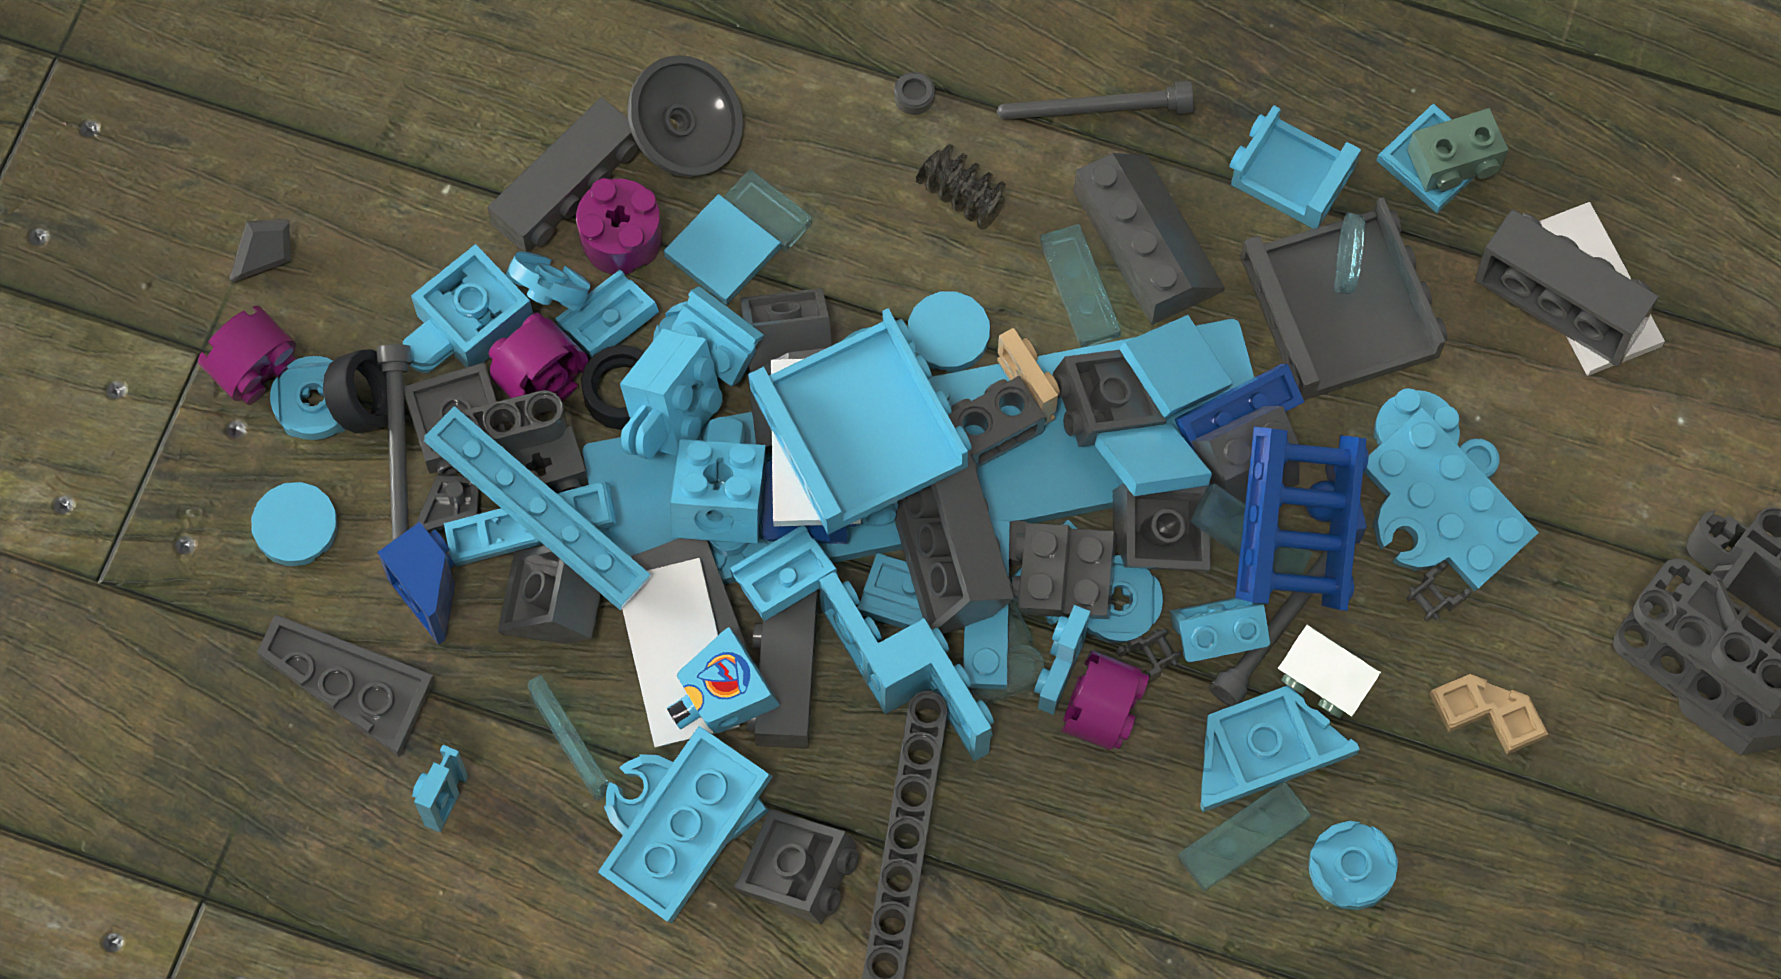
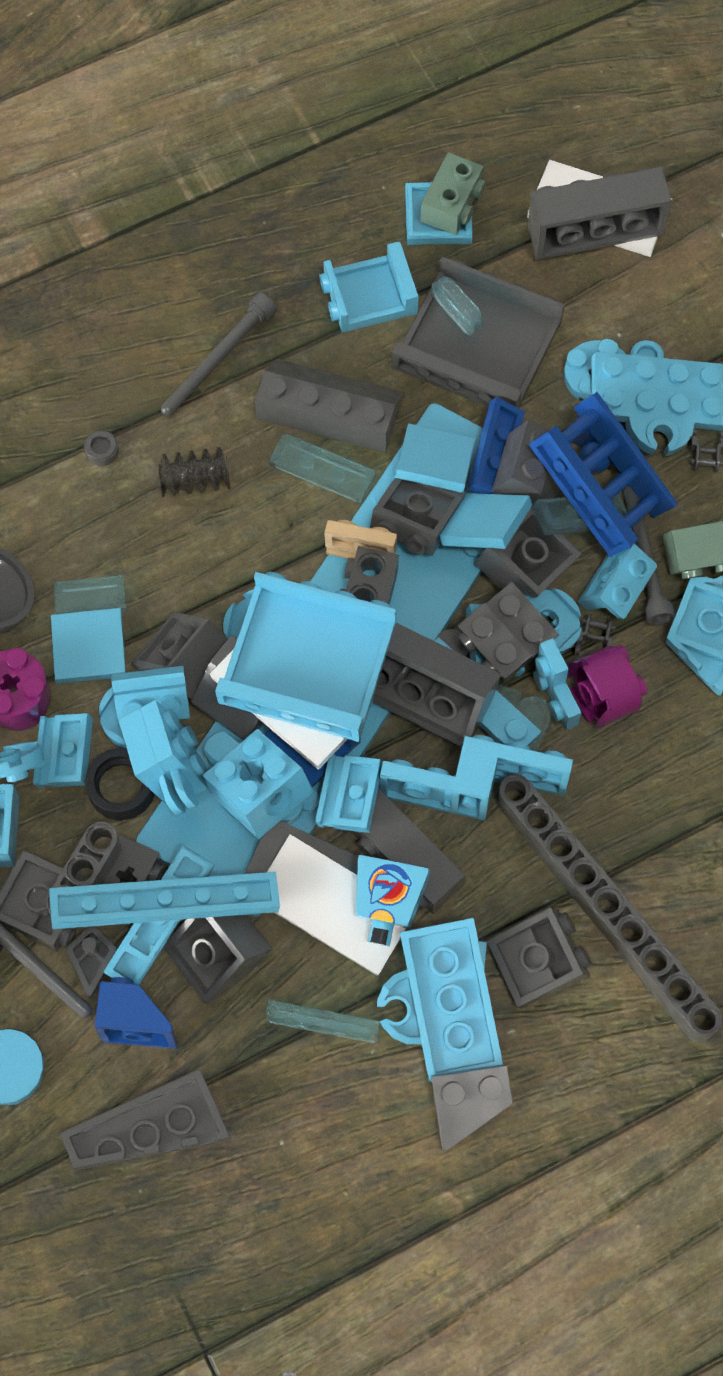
camera: 45 degrees left, 0 degrees up
(438, 789) = (285, 1134): medium azure plate -> none
(536, 360) = (55, 818): magenta brick -> none
(611, 918) = (469, 1100): none -> wing
(890, 593) = (418, 745): medium azure plate -> none
(949, 331) = (277, 554): medium azure tile -> none

